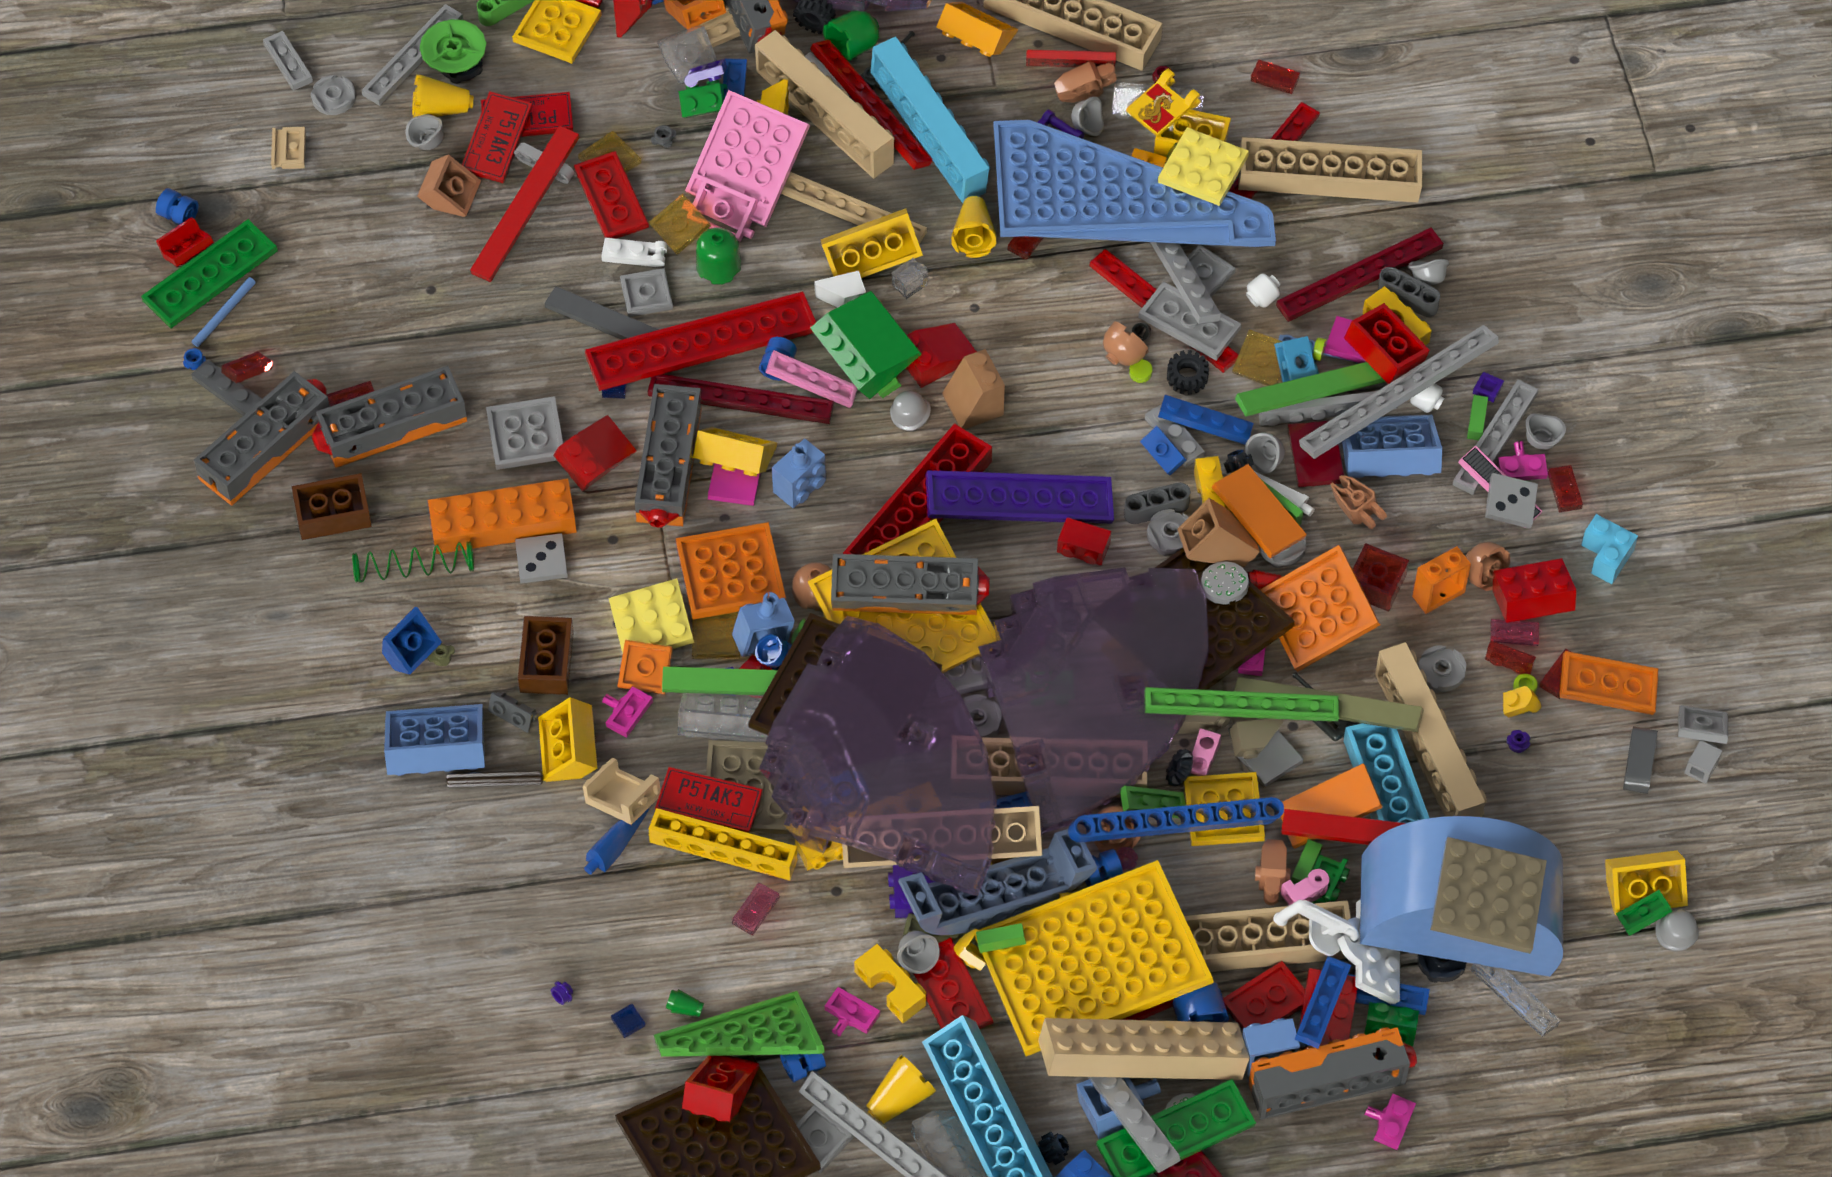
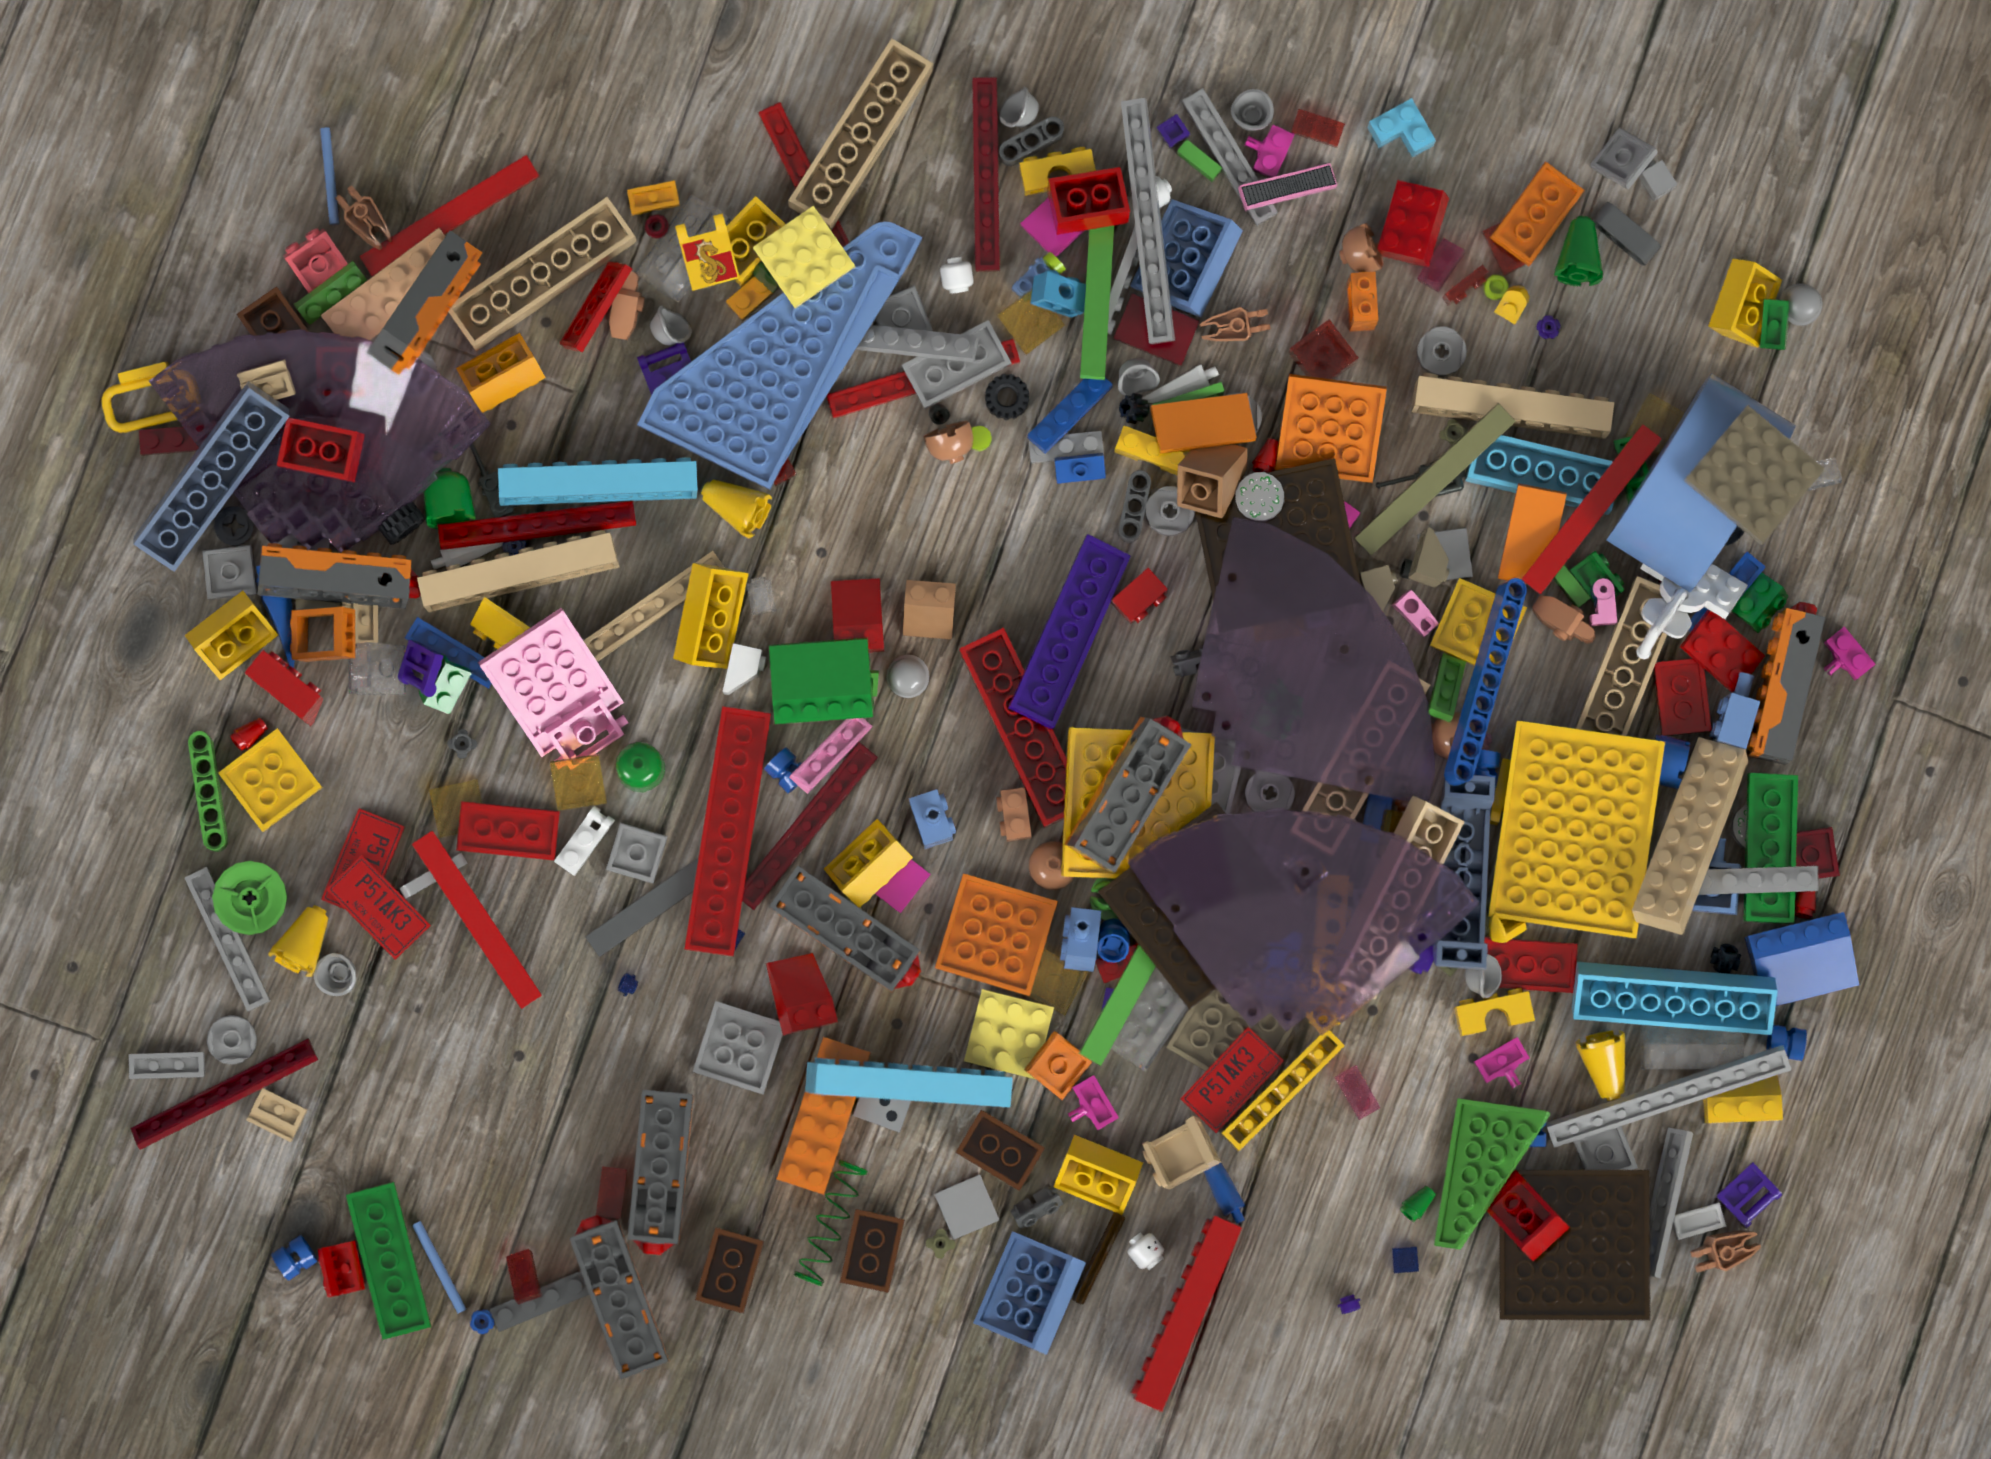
camera: 65 degrees left, 25 degrees up
(286, 106) = (224, 1094): none -> dark red tile
(397, 595) = (872, 1251): none -> reddish brown brick
(410, 642) = (925, 1268): blue slope -> none
(449, 186) = (412, 982): nougat slope -> none
(481, 860) = (1187, 1313): none -> red brick
(484, 660) = (966, 1207): none -> light grey tile
(520, 807) = (1145, 1250): none -> white head
(533, 332) = (627, 984): none -> clear blue plate
(562, 550) = (912, 1084): none -> medium azure brick
(838, 535) = (1015, 814): none -> nougat brick
(1001, 938) = (1514, 897): bright green piece -> none
(1179, 767) = (1428, 644): black gear -> none
(1184, 63) = (653, 197): none -> light orange plate
(1241, 704) = (1405, 559): bright green tile -> none
(1275, 76) = (716, 120): clear red plate -> none
(1322, 1002) = (1729, 657): blue plate -> none
(1511, 500) = (1310, 187): light grey tile -> none
(1595, 729) = (1580, 255): none -> green cone

